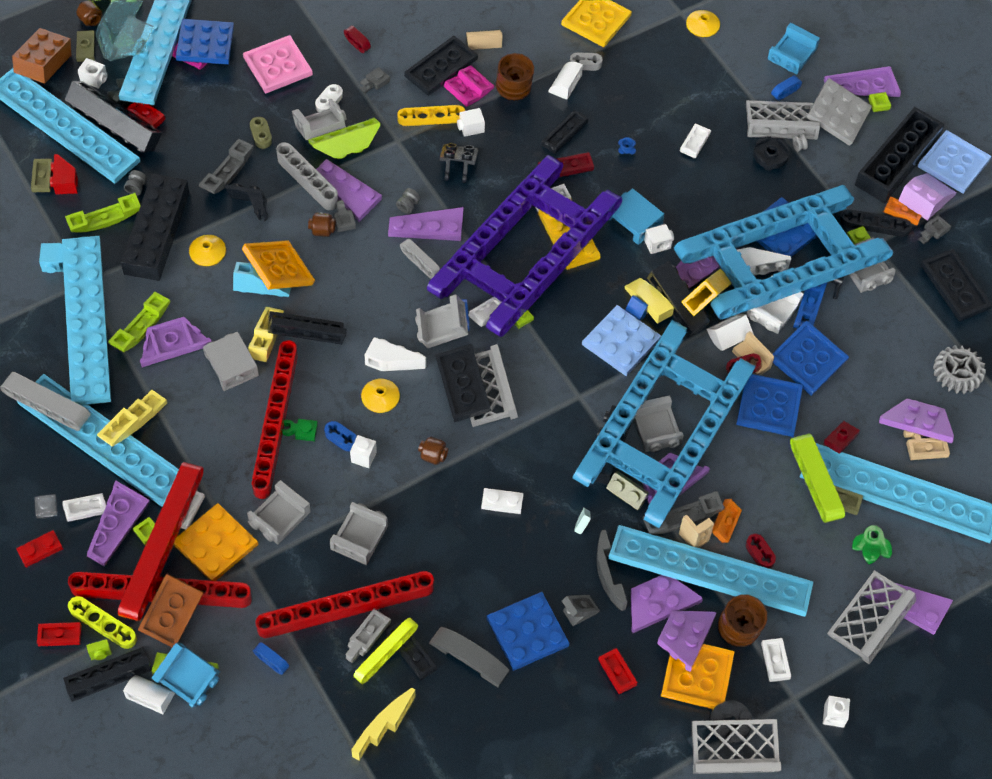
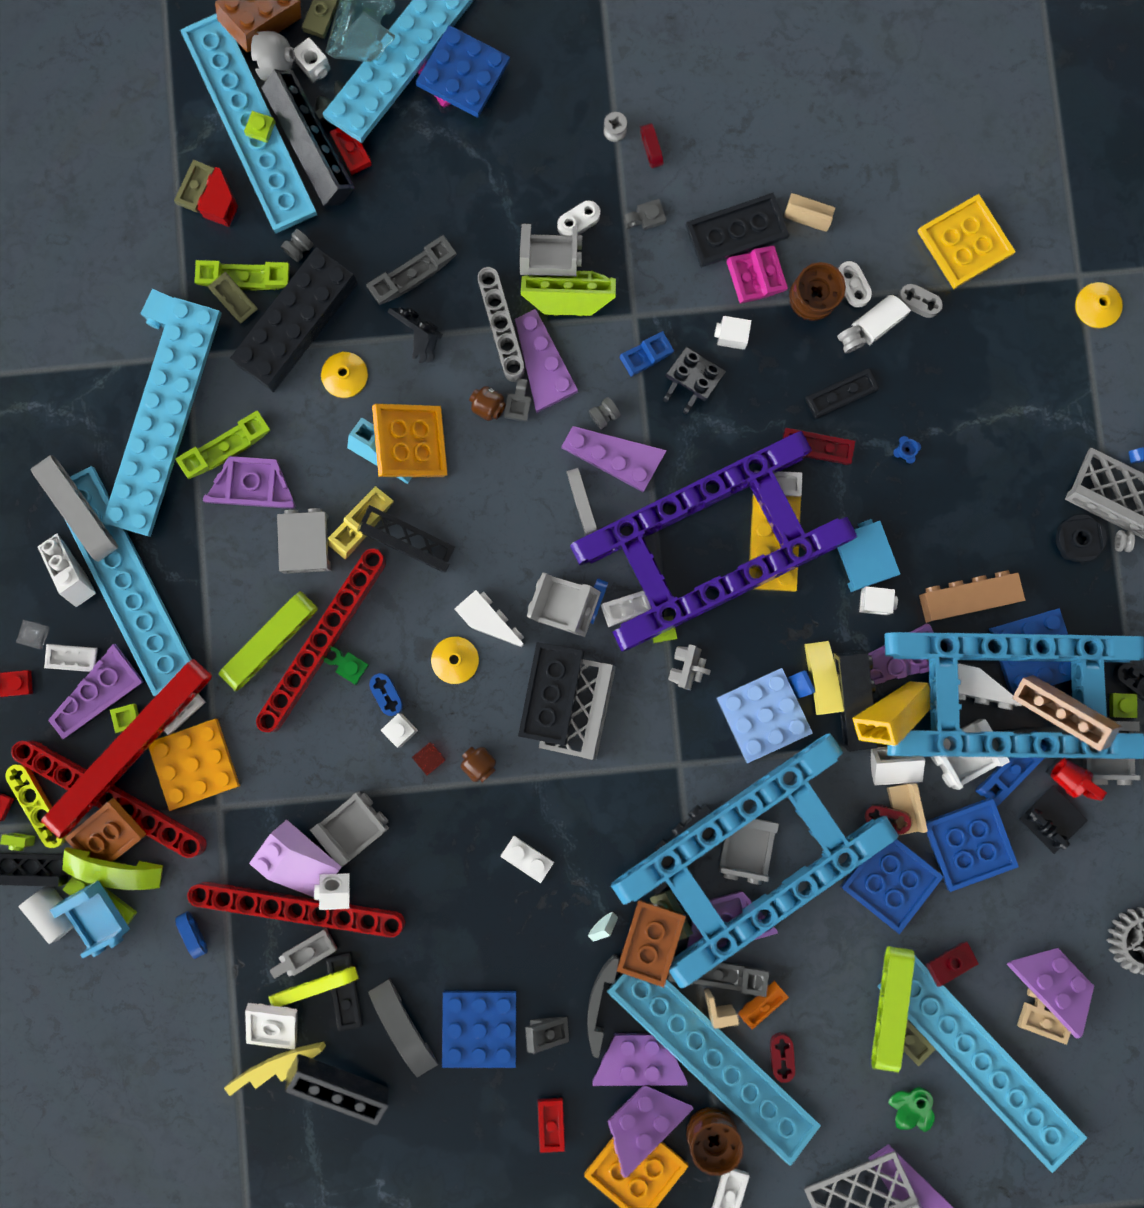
camera: 30 degrees right, 25 degrees up
(55, 450) = (65, 571): none -> white slope
(65, 73) = (271, 53): none -> light grey cylinder
(74, 121) = (259, 126): none -> lime plate
(99, 227) = (232, 297): none -> olive plate
(132, 419) = (162, 571): light yellow slope -> none
(189, 636) = (111, 874): none -> lime slope
(234, 435) = (268, 641): none -> lime beam
(259, 129) = (477, 233): olive plate -> none
(277, 64) = (538, 141): bright pink plate -> none
(279, 513) = (273, 763): light grey panel -> none
(326, 37) = (618, 131): none -> light grey wheel
(329, 567) = (293, 860): none -> lavender slope
(366, 691) = (271, 1026): none -> white plate
(368, 573) = (332, 891): none -> white brick
(394, 465) = (428, 758): none -> clear red tile
(418, 158) = (646, 354): none -> blue slope
(431, 115) = (689, 302): yellow beam -> none
(441, 706) = (337, 1089): none -> black brick
(542, 70) = (855, 284): none -> white plate
(548, 322) = (691, 659): none -> light grey hips
(553, 97) = (851, 339): none -> light grey wheel
(622, 506) = (651, 943): none -> dark orange plate
(695, 140) = (995, 479): white plate -> none
(721, 211) = (971, 597): none -> medium nougat brick
(819, 241) = (1066, 712): none -> medium nougat brick
(852, 288) = (1076, 780): none -> red piece
(855, 323) = (1053, 820): none -> black hinge

